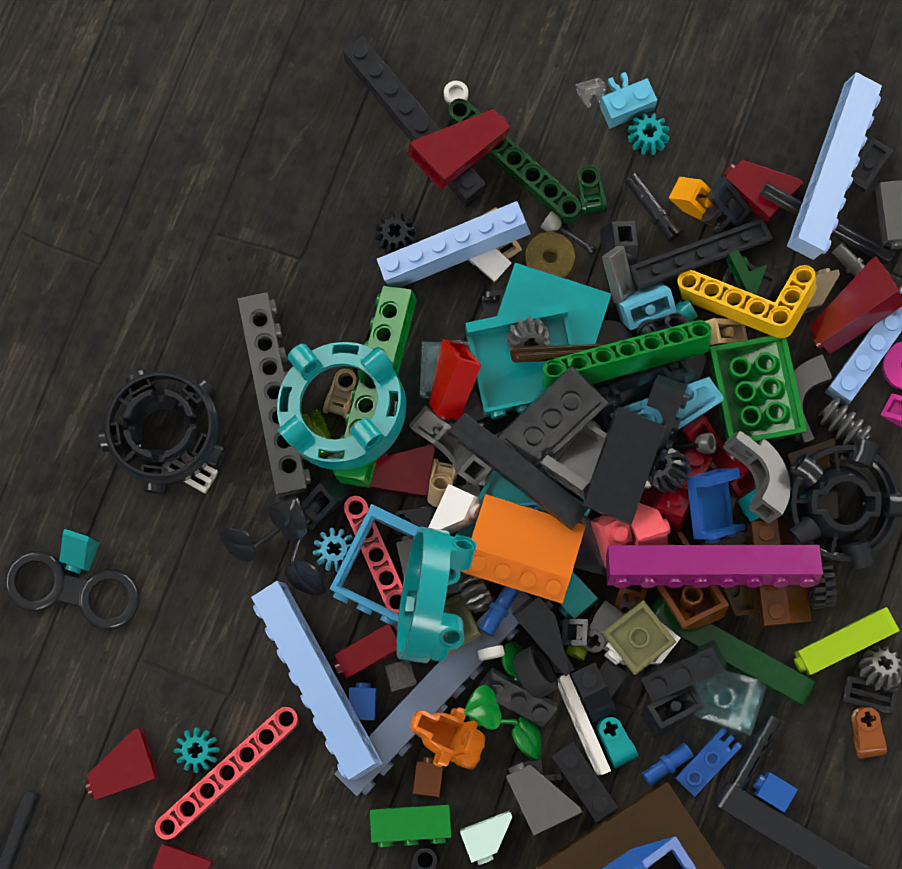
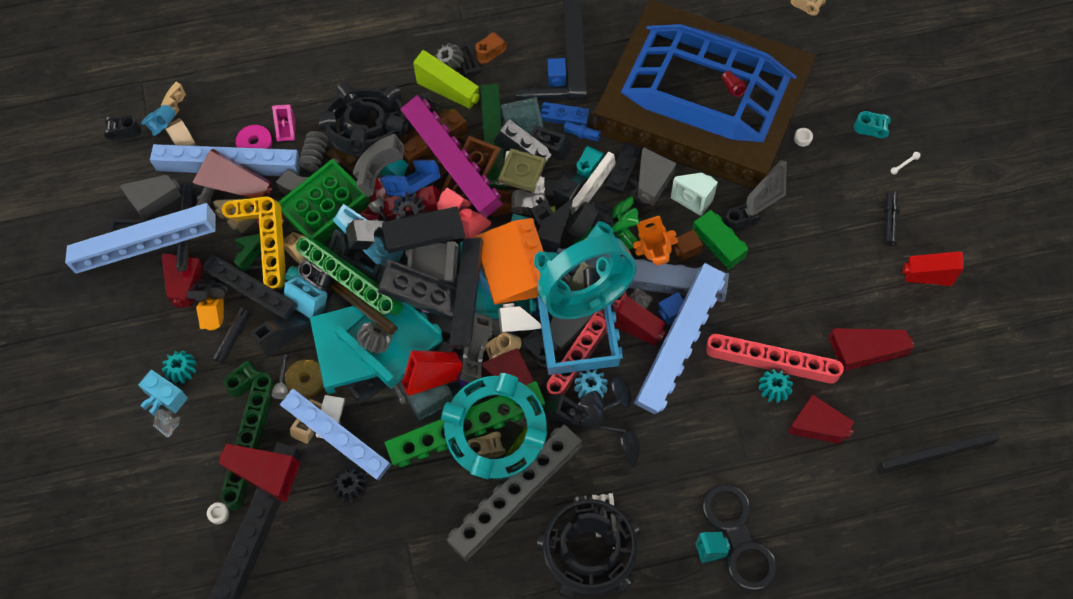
camera: 125 degrees left, 15 degrees down
(618, 274) = (293, 319): dark grey tile -> none

